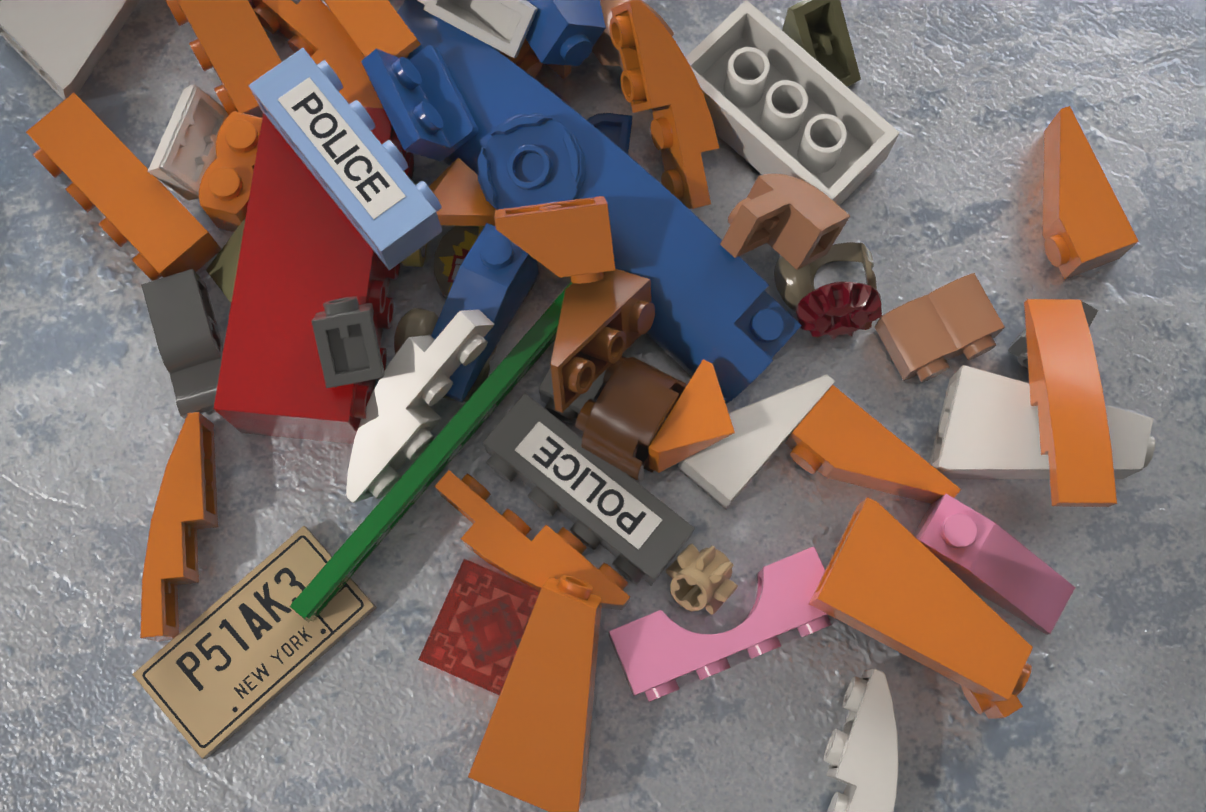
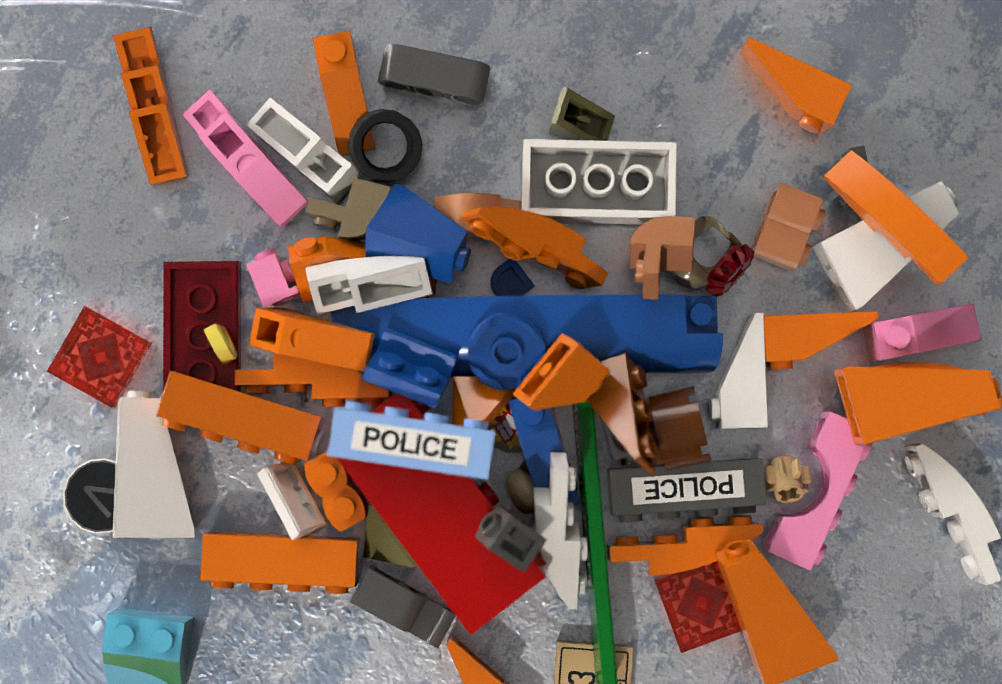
camera: 45 degrees left, 10 degrees up
(693, 423) = (716, 403): orange slope -> none

